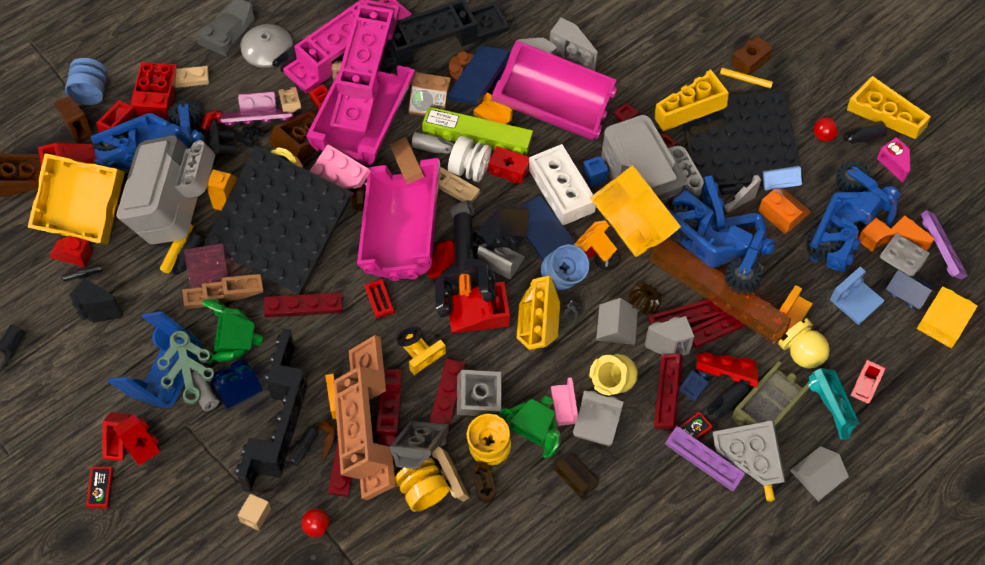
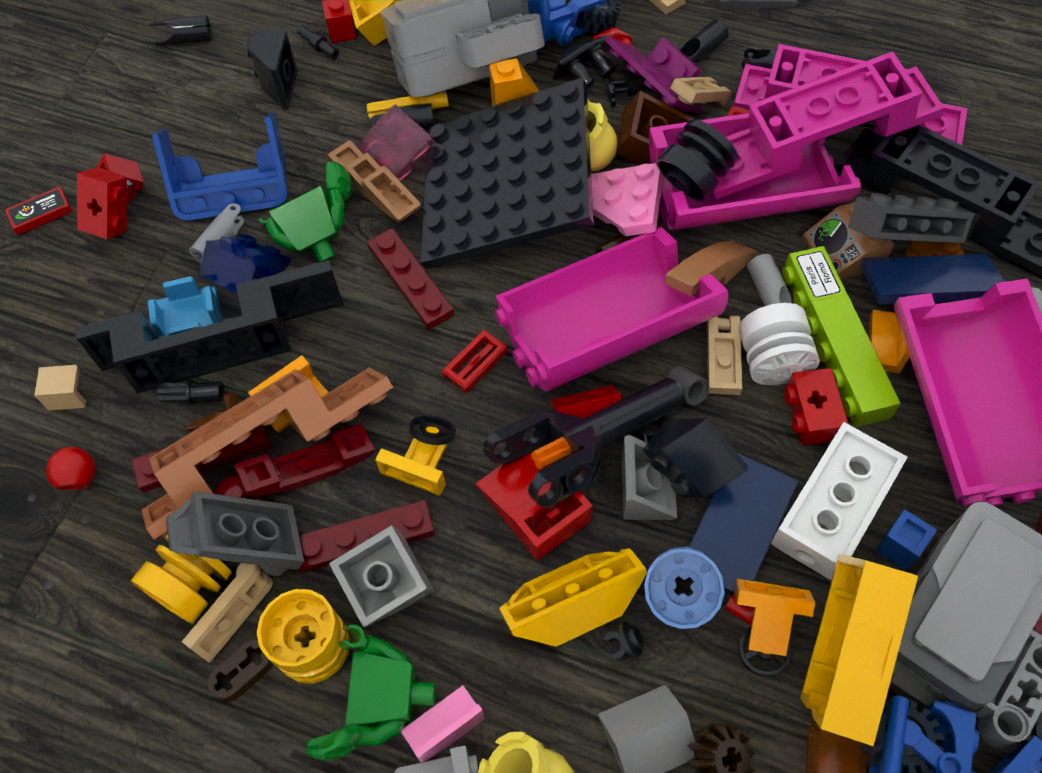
camera: 65 degrees right, 0 degrees up
(185, 364) = (229, 192): sand green plant -> none
(249, 423) = (184, 307): none -> dark azure panel
(250, 76) = (705, 41): none -> black piece
(265, 44) = (767, 28): light grey dish -> none
(347, 126) = (697, 160): none -> black wheel
(445, 62) = (910, 219): none -> dark grey brick

